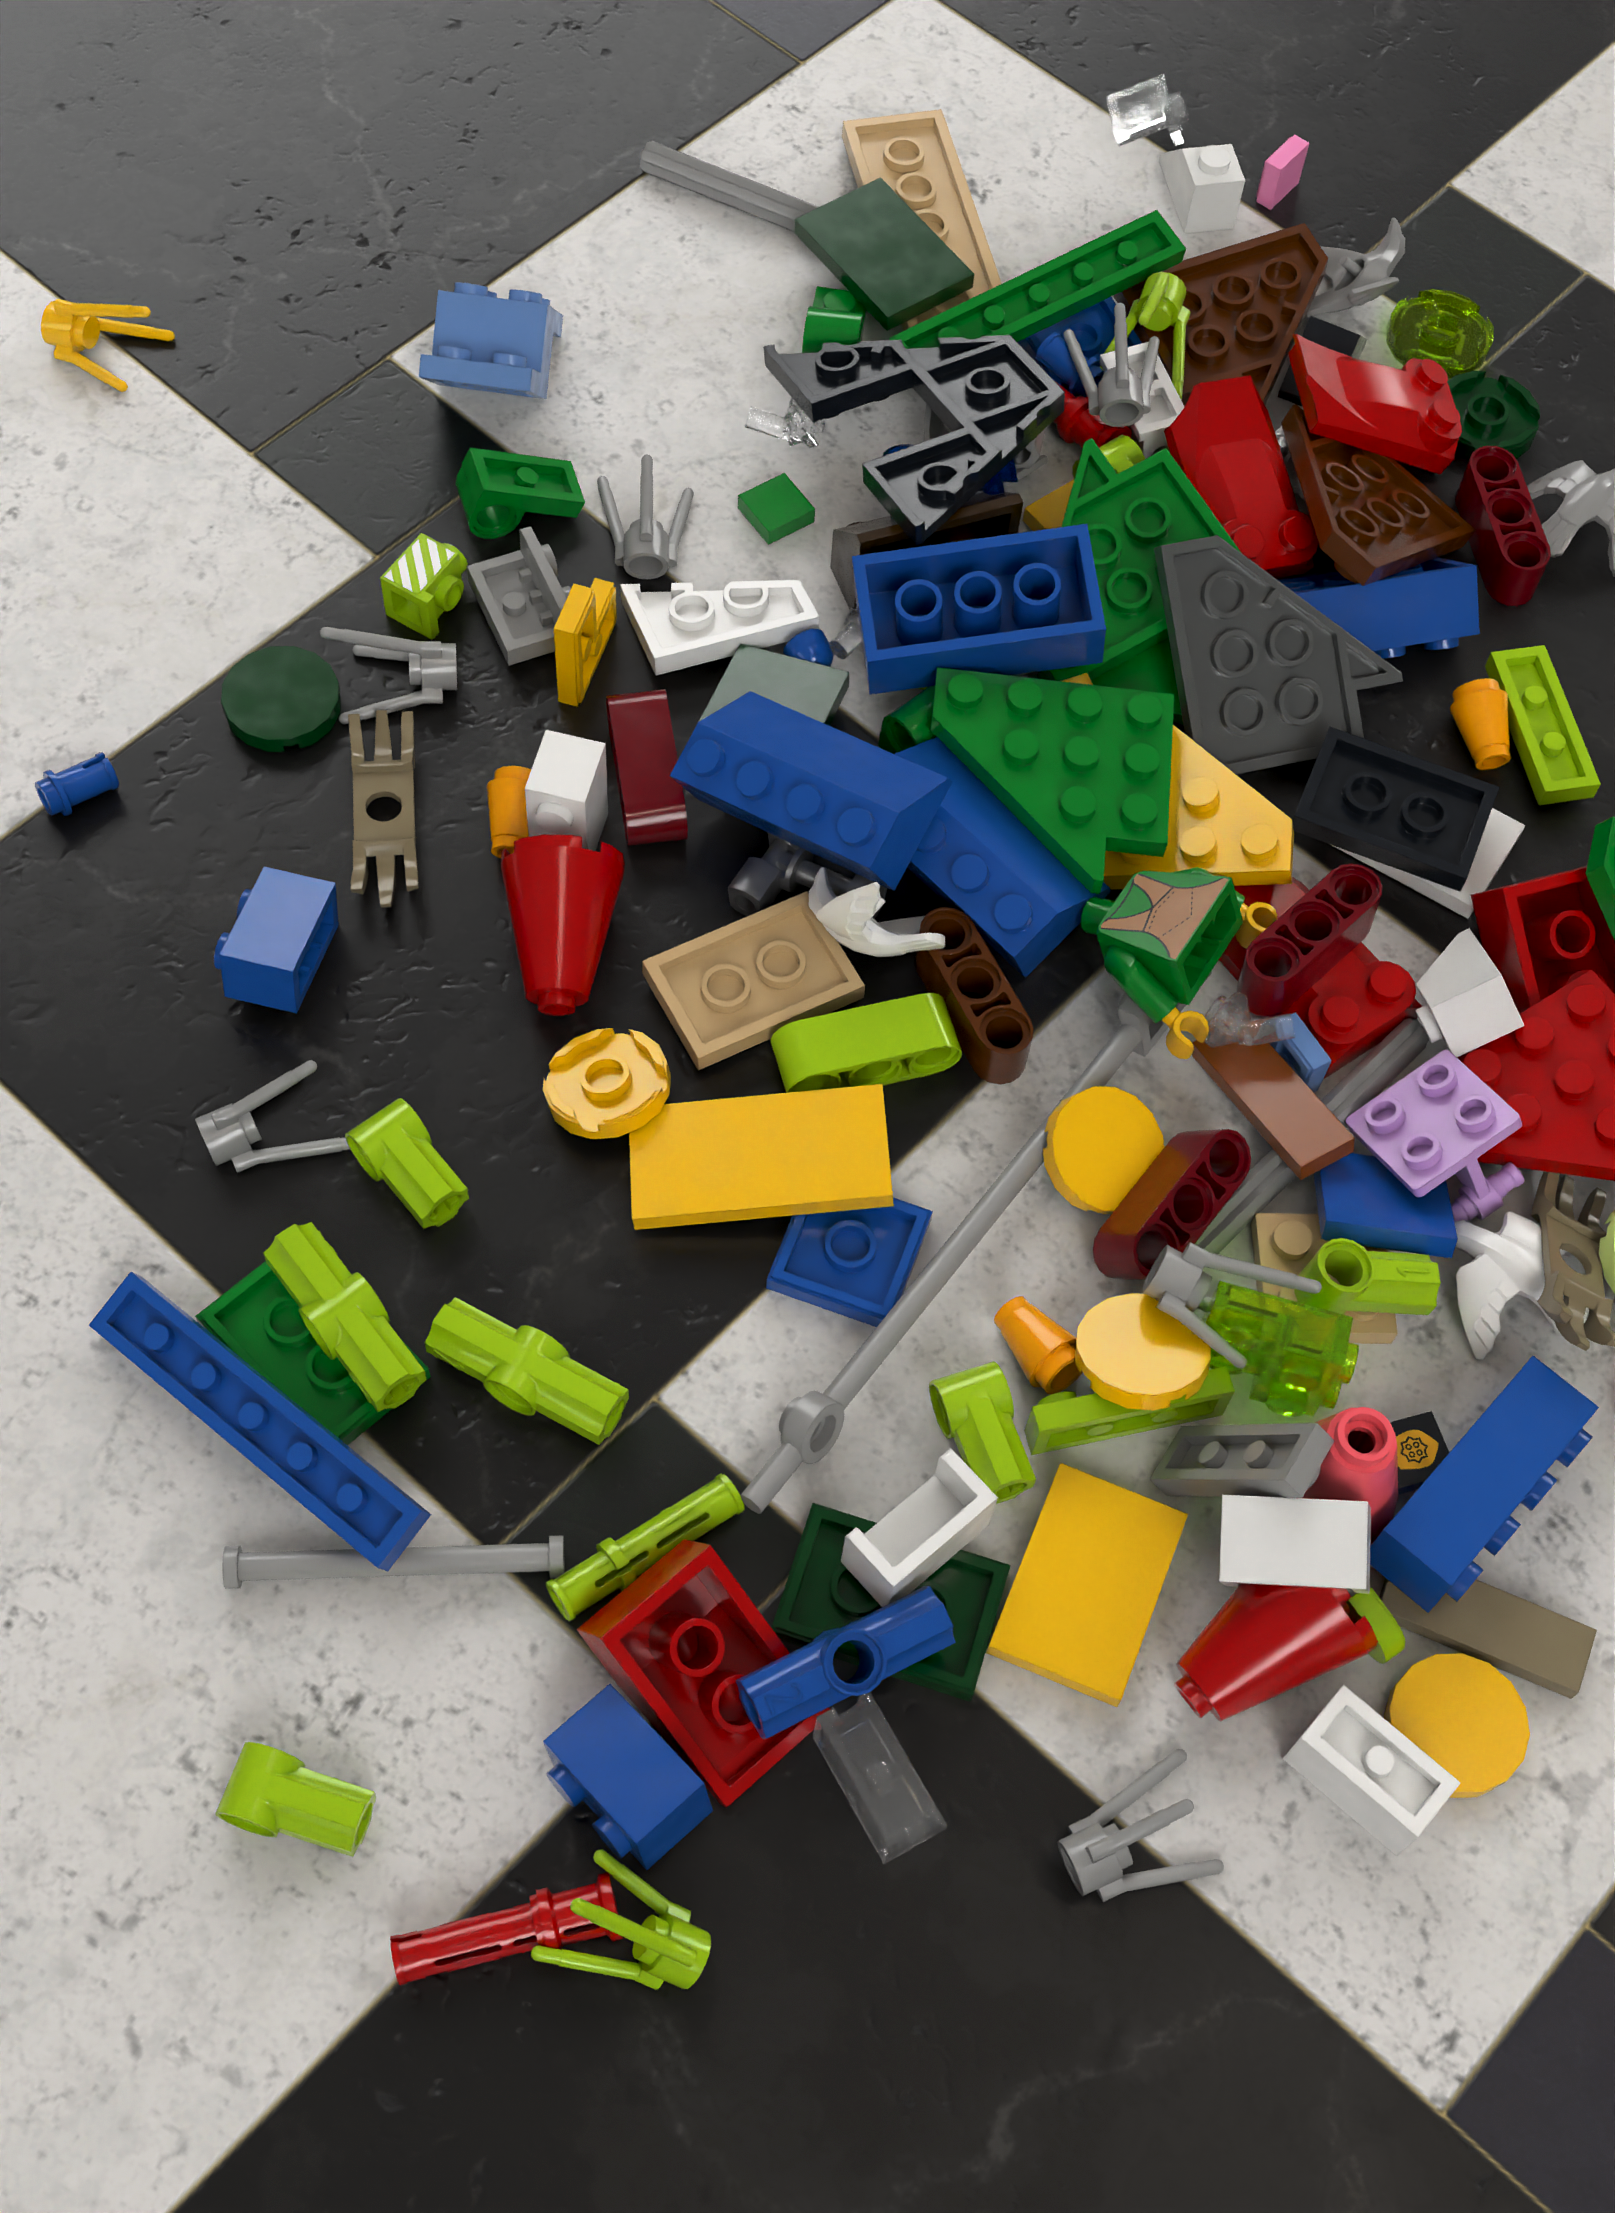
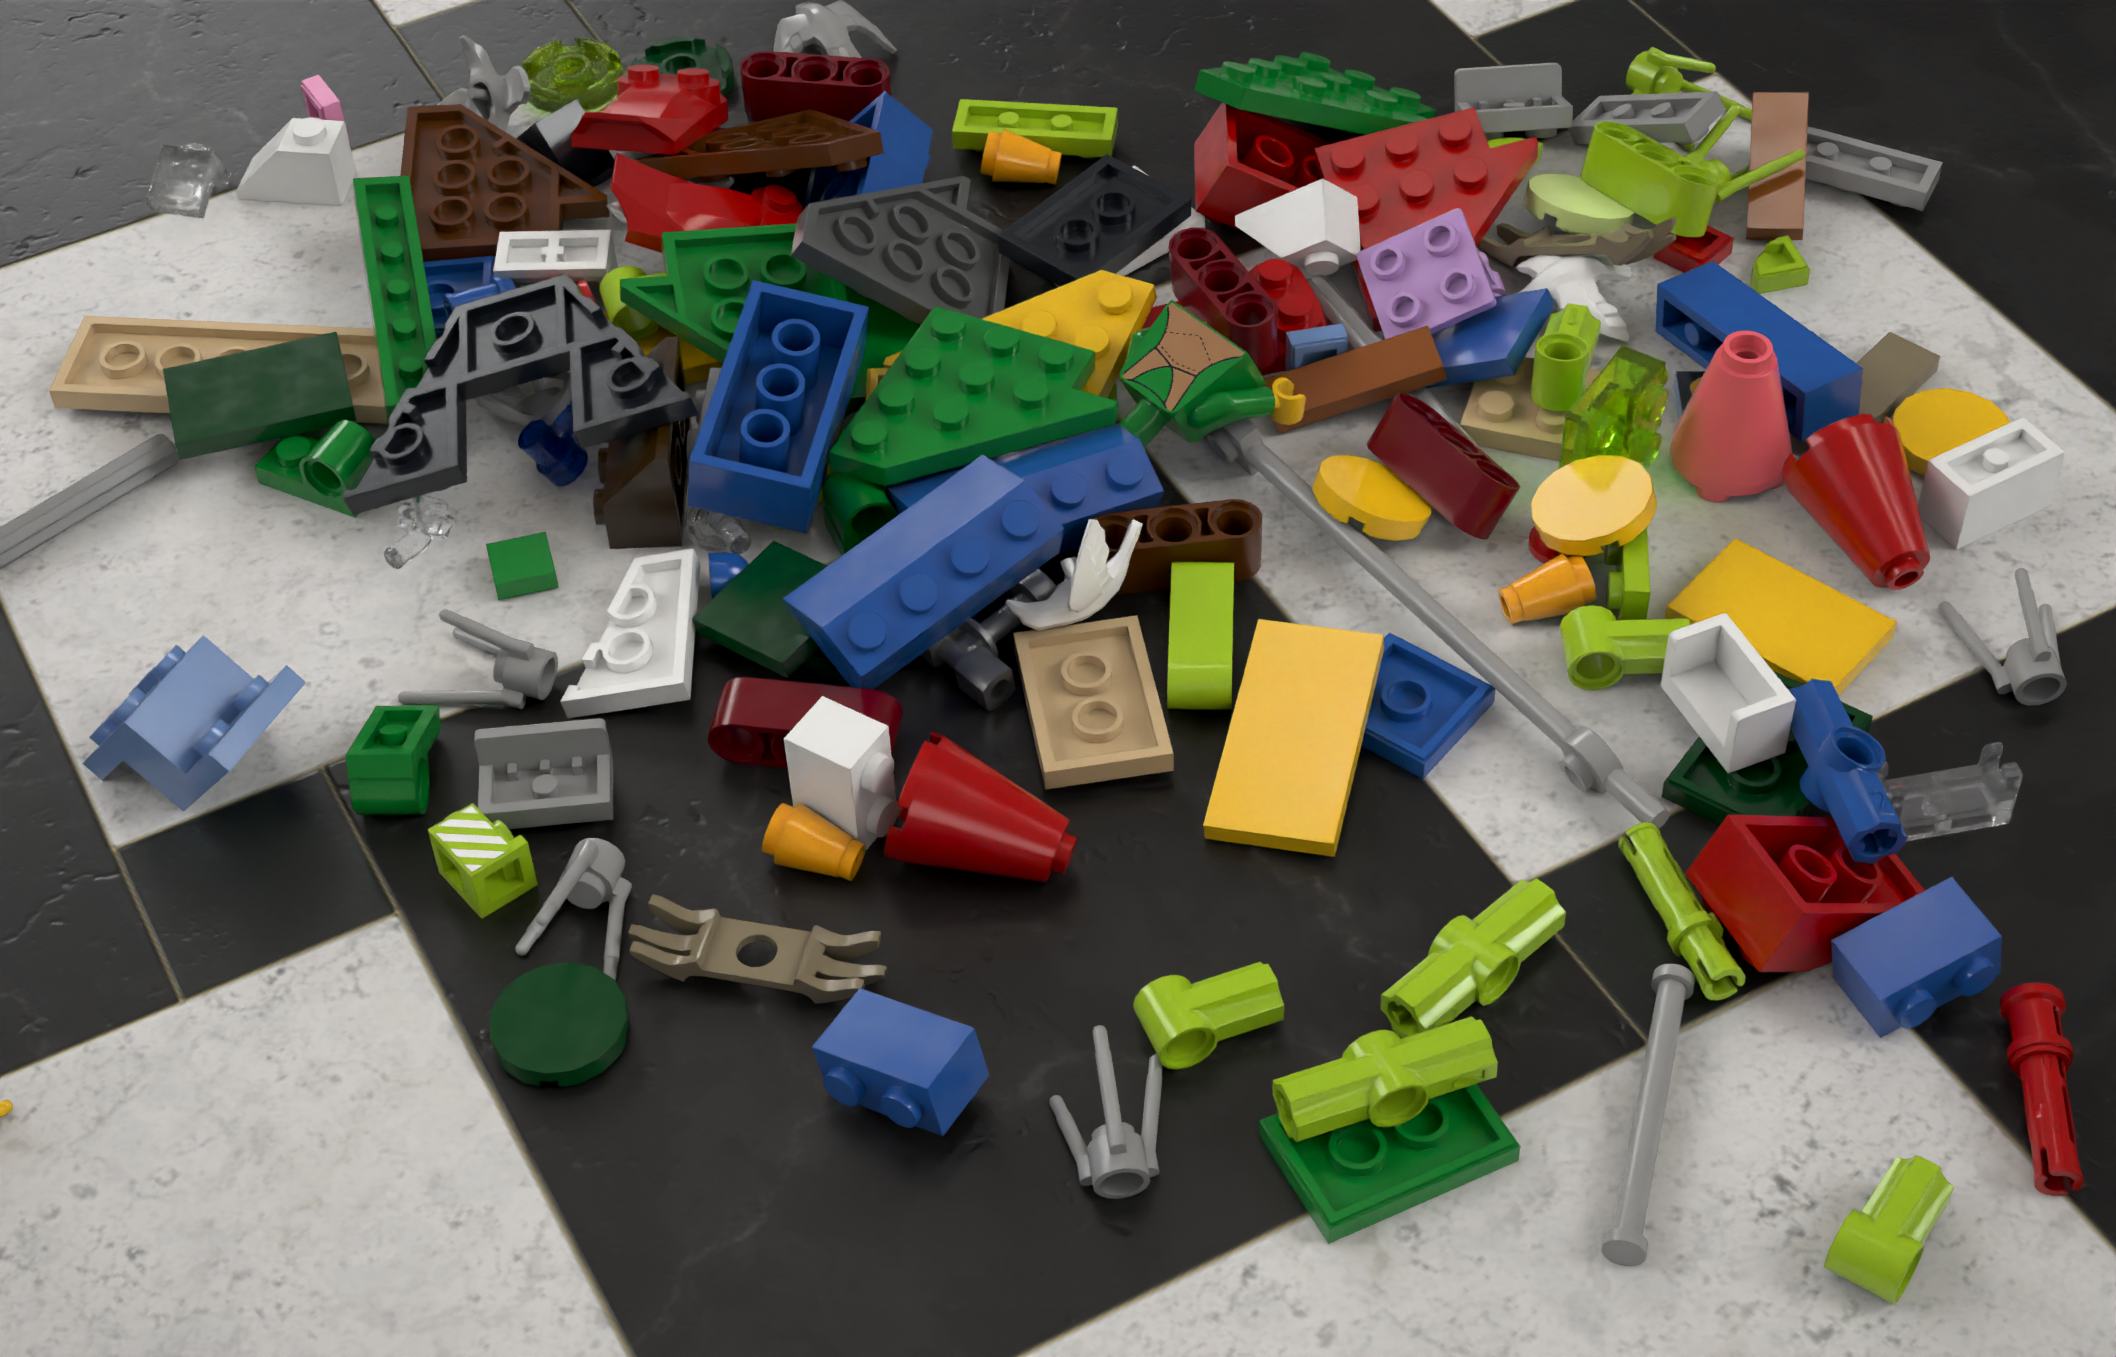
camera: 65 degrees left, 15 degrees down
(76, 784) = (597, 1246): blue pin -> none
(260, 1422) = (1471, 1183): blue plate -> none
(582, 637) = (638, 726): yellow tile -> none
(607, 1083) = (1170, 835): yellow tile -> none
(665, 1945) = (2079, 971): lime plant -> none
(1120, 394) = (557, 253): light grey plant -> none
(1158, 309) = (461, 218): lime plant -> none
(1181, 1288) = (1548, 453): light grey plant -> none
(1231, 1023) = (1292, 363): clear plate -> none
(1243, 1460) = (1720, 463): light grey plate -> none
(1295, 1542) = (1811, 441): white panel -> none

